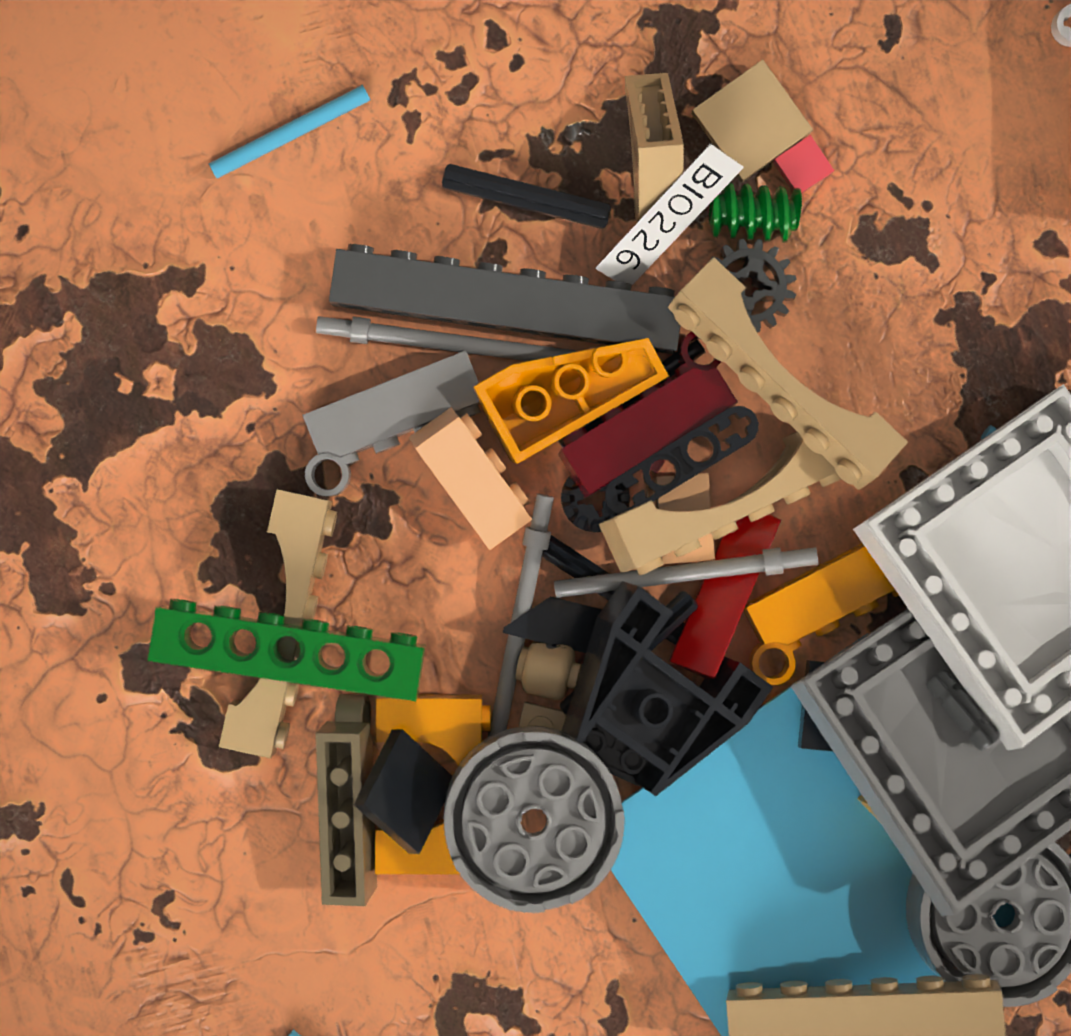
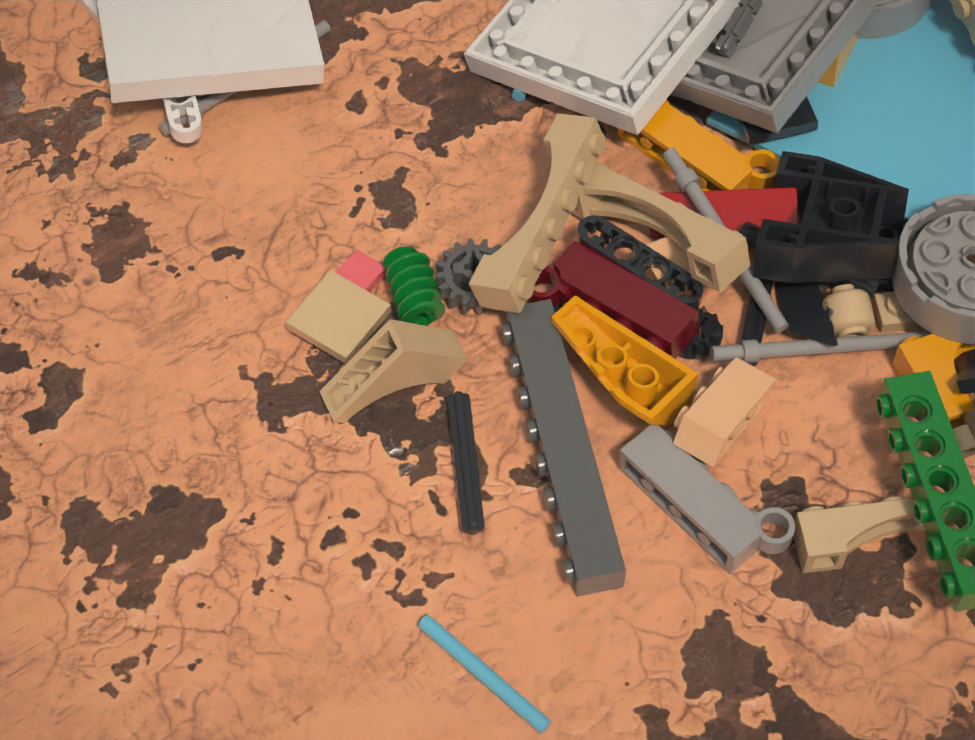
camera: 110 degrees left, 30 degrees down
(362, 330) = (635, 549): light grey bar -> none
(670, 216) = (446, 335): white sticker -> none

